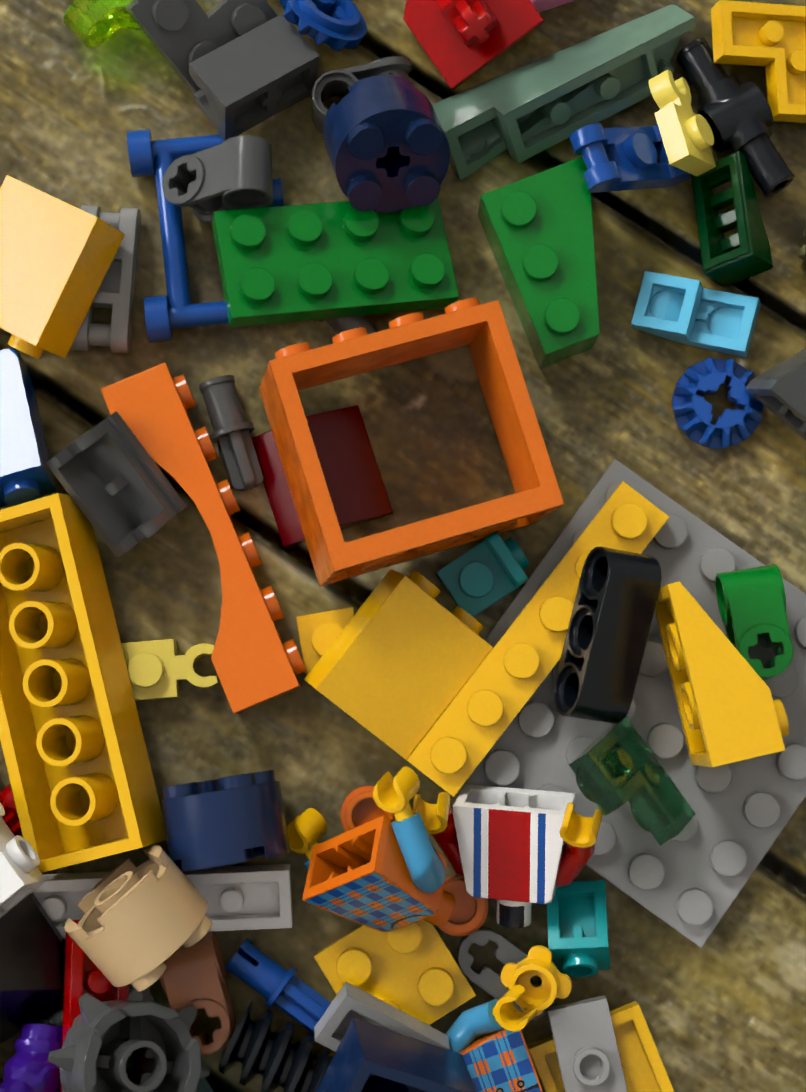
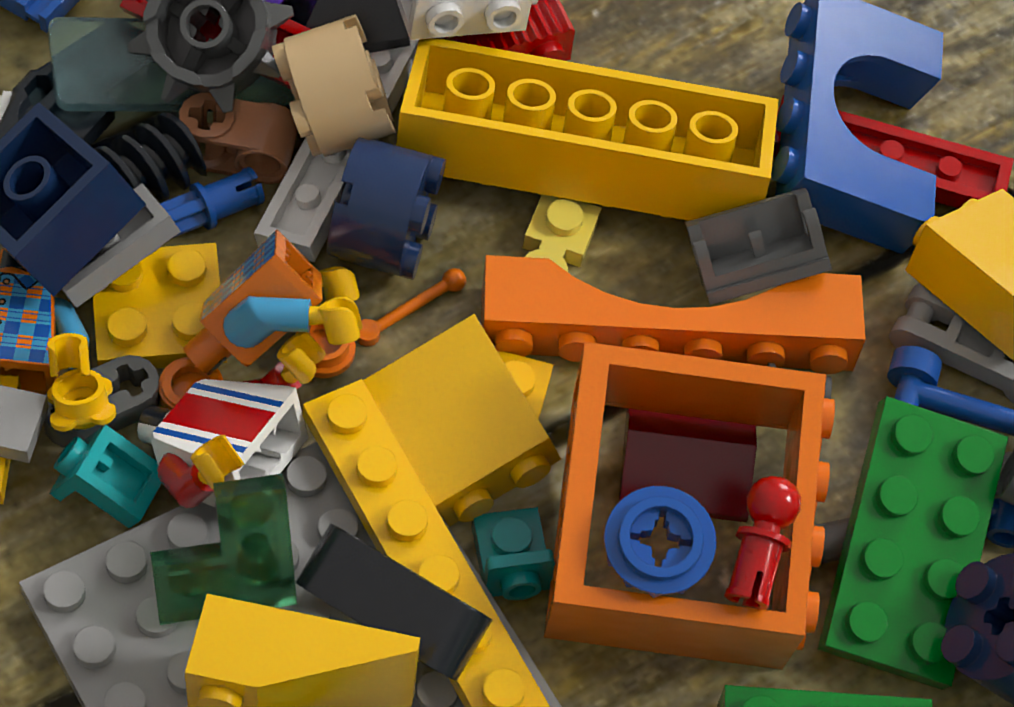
camera: 110 degrees right, 25 degrees down
(330, 787) = (452, 281): none -> orange hinge
(415, 357) = (772, 507): none -> red pin
(494, 413) = (684, 523): none -> blue gear

